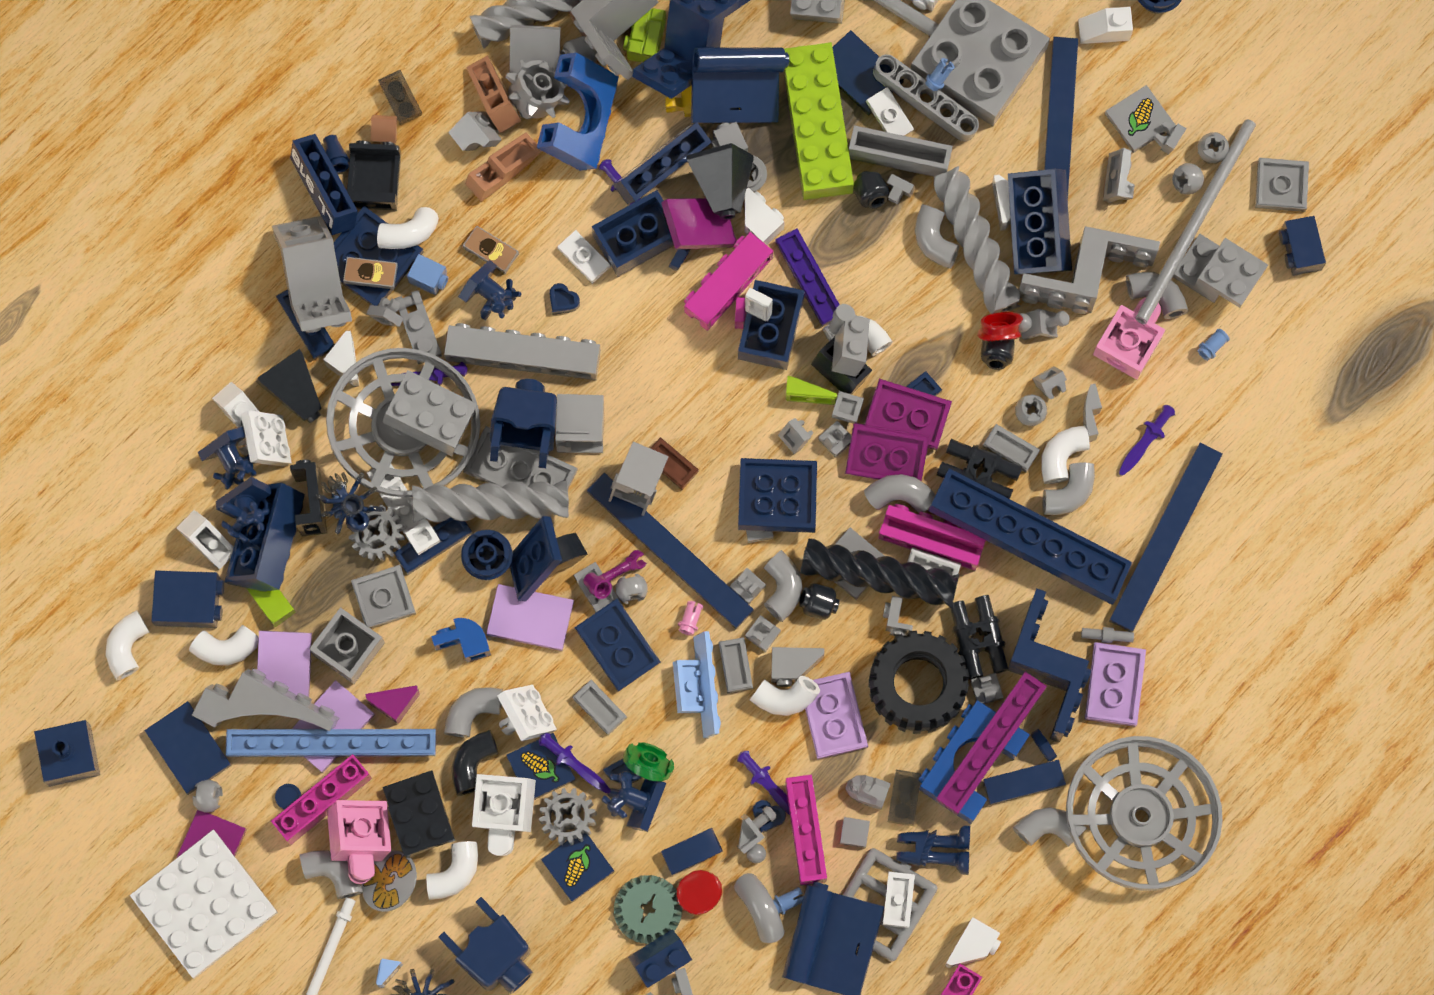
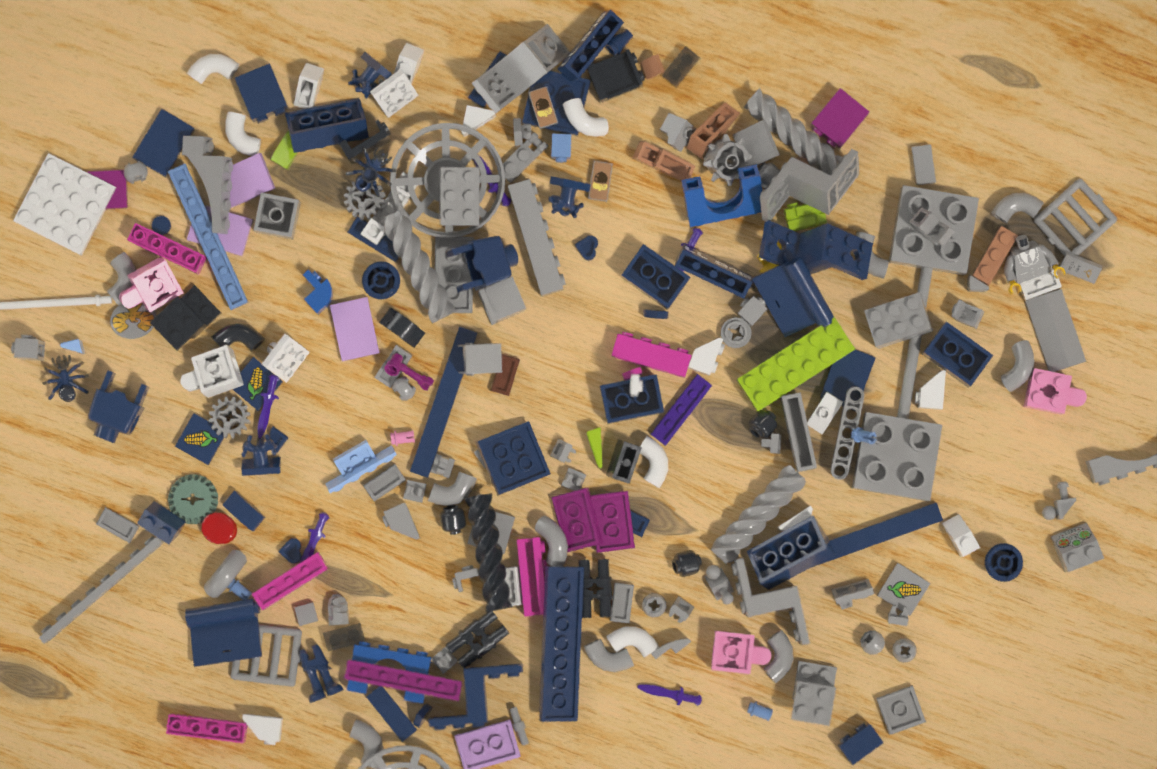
camera: 65 degrees right, 10 degrees up
(67, 753) = (122, 65): dark blue brick -> none
(242, 506) = (337, 98): dark blue piece -> none
(293, 386) = (439, 92): black slope -> none
(383, 597) = (324, 224): light grey tile -> none
(394, 702) = (253, 265): magenta slope -> none
(457, 875) = (158, 363): white cylinder -> none
(468, 707) = (273, 316): light grey cylinder -> none
(535, 558) = (390, 314): dark blue tile -> none
(583, 256) = (624, 247): white plate -> none
(599, 707) = (314, 404): light grey tile -> none
(617, 645) = (361, 396): dark blue tile -> none
(648, 761) = (281, 454): green tile -> none
(696, 225) = (681, 316): magenta tile -> none
(723, 177) = (719, 319): slope -> none
(751, 835) = (271, 546): light grey piece -> none
(786, 701) = (372, 526): white cylinder -> none
(835, 717) = (379, 564): lavender tile -> none
(847, 407) = (597, 478): light grey tile -> none
(850, 340) = (640, 459): light grey hinge -> none
(898, 899) = (271, 664): white plate -> none
(926, 648) = (399, 617): black tyre -> none
(930, 240) = (746, 480): light grey cylinder -> none
(1000, 326) = (700, 558): red piece -> none
(1165, 537) = (606, 736): dark blue tile -> none
(1195, 222) = (841, 661): light grey piece -> none

